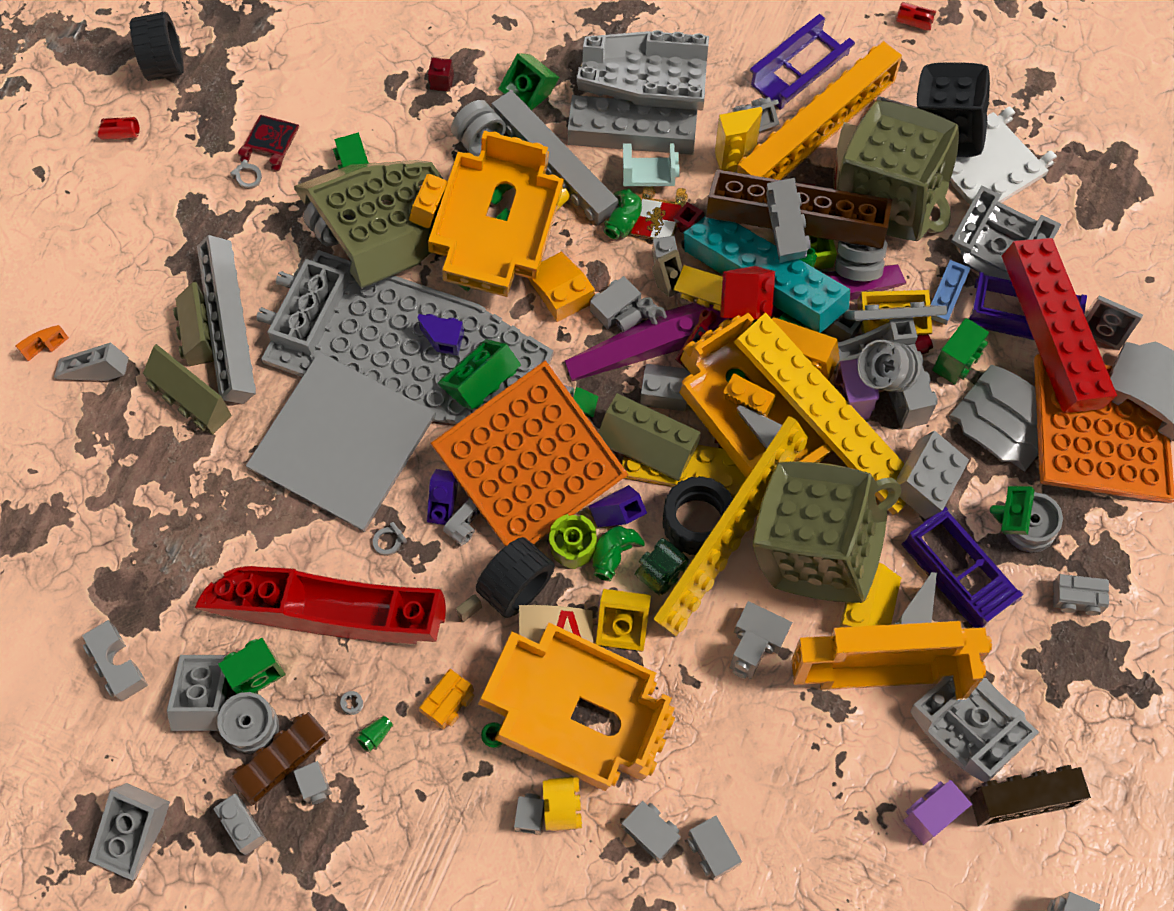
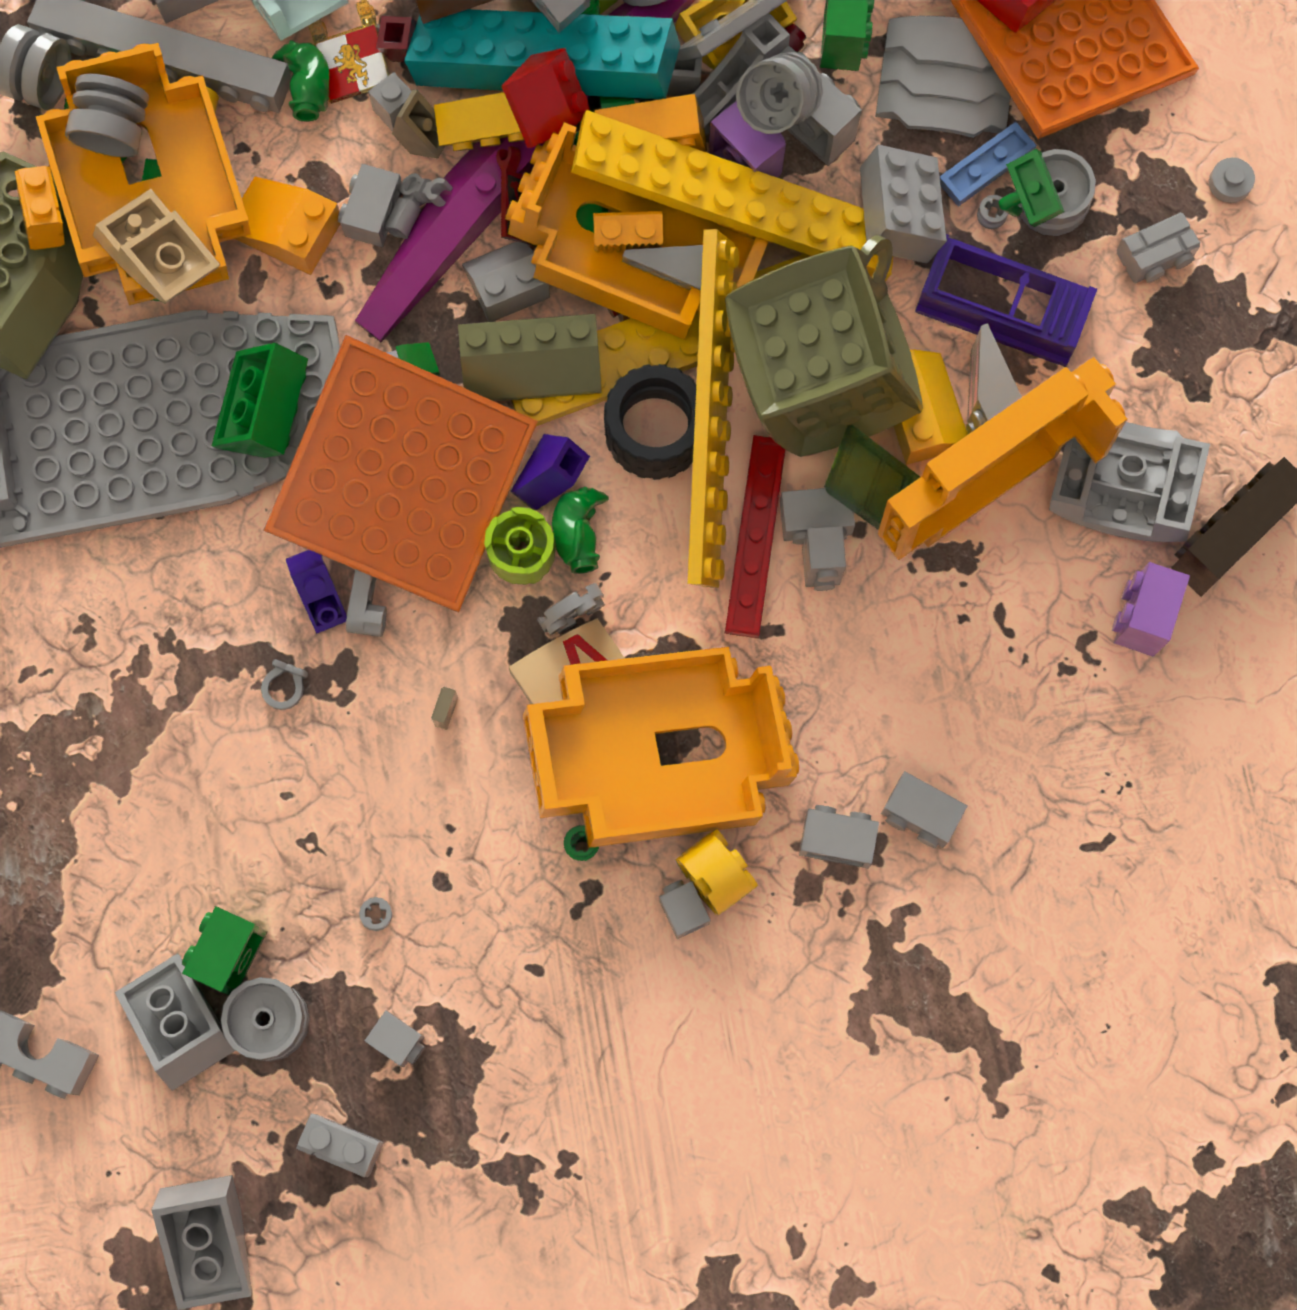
camera: 35 degrees left, 10 degrees up
(279, 759) = (333, 1037): reddish brown brick -> none
(326, 605) = (261, 816): red slope -> none
(341, 441) = (134, 595): light grey tile -> none
(373, 734) = (430, 934): green cone -> none
(442, 333) = (174, 377): dark purple slope -> none
(447, 699) = (492, 835): light orange brick -> none
(474, 254) = (155, 247): none -> tan slope
(495, 171) = (107, 115): none -> light grey wheel
(514, 577) = (481, 635): black tyre -> none
(577, 593) = (562, 614): none -> light grey plate
(623, 619) = (644, 606): yellow slope -> none
(662, 567) = (651, 512): clear green brick -> none
(715, 621) = (755, 538): none -> red tile
(802, 617) = (866, 476): none -> piece
(979, 513) = (982, 214): none -> light grey bush
(997, 481) = (985, 164): none -> medium blue plate
(1156, 579) = (1231, 180): none -> light grey wheel

